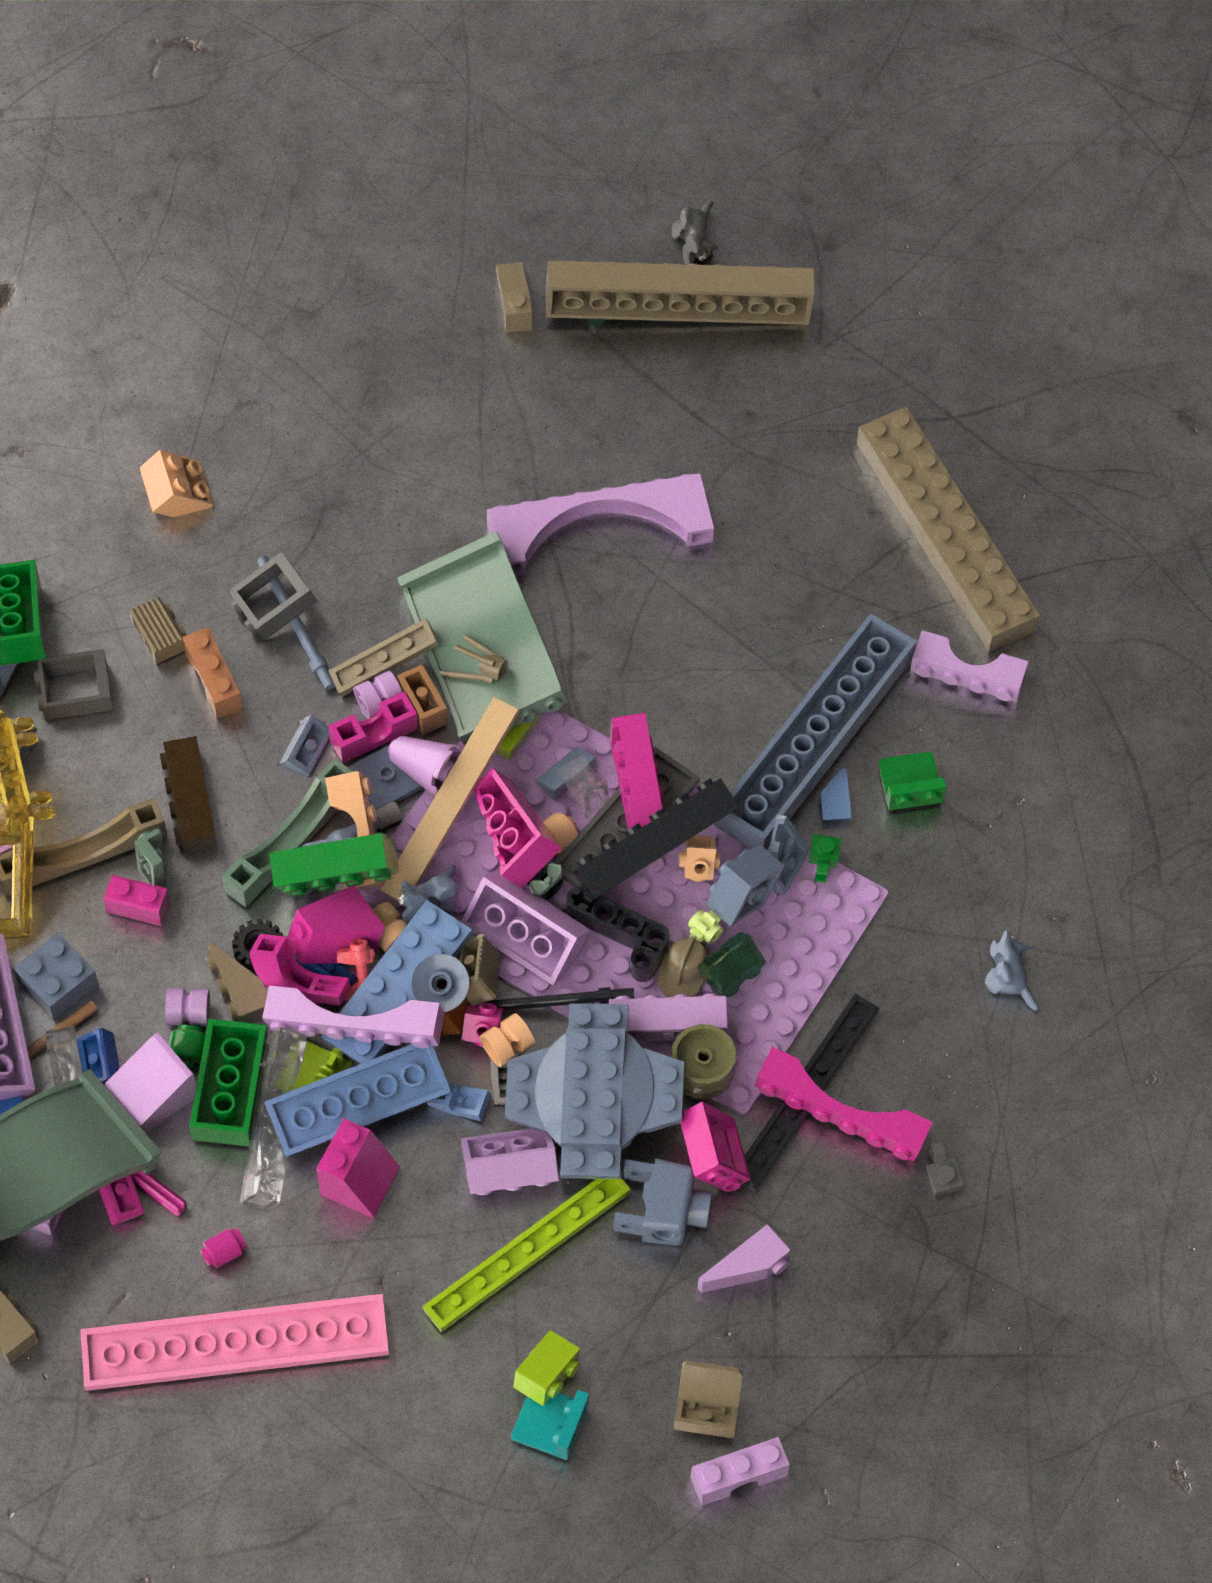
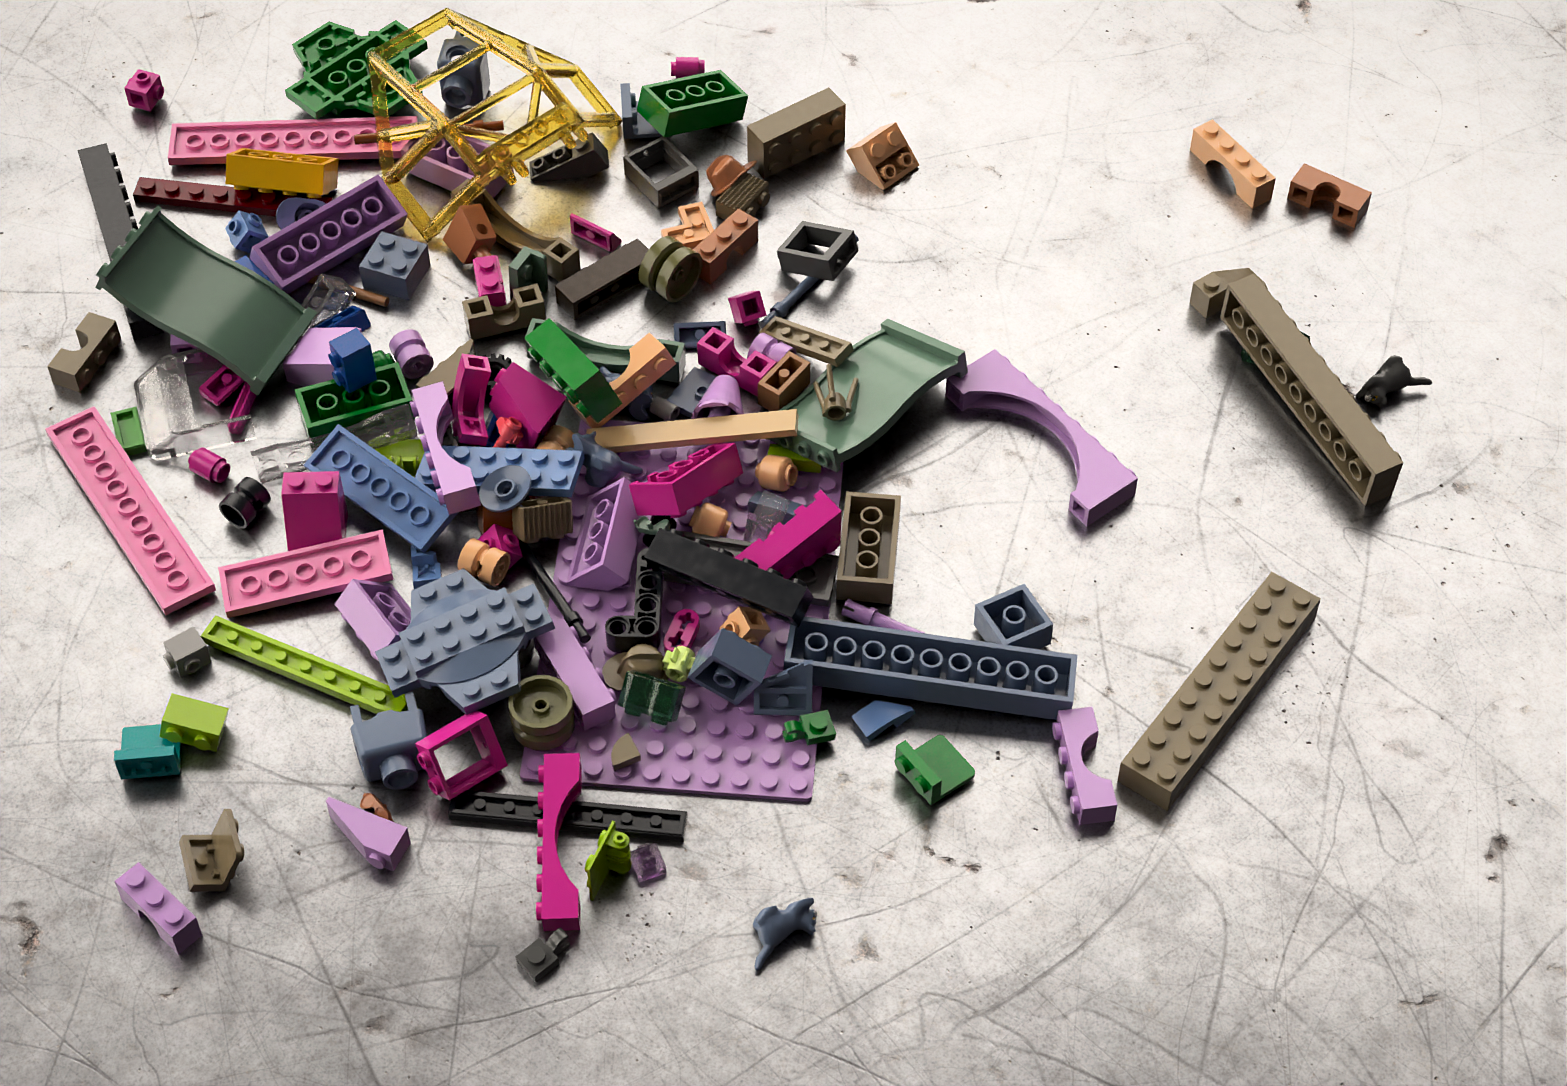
camera: 65 degrees right, 10 degrees down
(68, 889) = (470, 233): none -> nougat torso
(109, 542) = (796, 132): none -> dark tan brick
(118, 780) = (594, 233): none -> dark pink slope
(122, 626) = (725, 172): none -> nougat piece
(124, 1308) = (129, 430): none -> bright green tile
(126, 1258) = (168, 410): none -> clear windscreen
(171, 688) = (695, 225): none -> light nougat plate
(188, 894) = (487, 320): none -> dark tan arch
(205, 1053) = (352, 360): none -> blue brick
(221, 731) = (670, 269): none -> olive wheel
(296, 1232) = (244, 503): none -> black wheel
(307, 687) = (747, 307): none -> dark pink brick
(343, 209) = (1252, 180): none -> light nougat arch
(414, 1207) = (304, 573): none -> bright pink plate
(453, 1348) = (186, 652): none -> light grey brick
(469, 145) = (1314, 185): none -> nougat arch
(529, 753) = (776, 473): none -> light nougat head
(670, 909) = (676, 632): none -> dark pink beam
(672, 721) = (868, 547): none -> dark tan brick
(709, 1249) = (370, 801): none -> nougat piece
(728, 754) = (873, 618): none -> lavender pin
(771, 1015) = (624, 753): none -> dark tan tile
(800, 646) = (1013, 619): none -> sand blue brick
(878, 1072) = (612, 854): none -> lime hinge
(888, 1048) = (647, 862): none -> clear purple tile

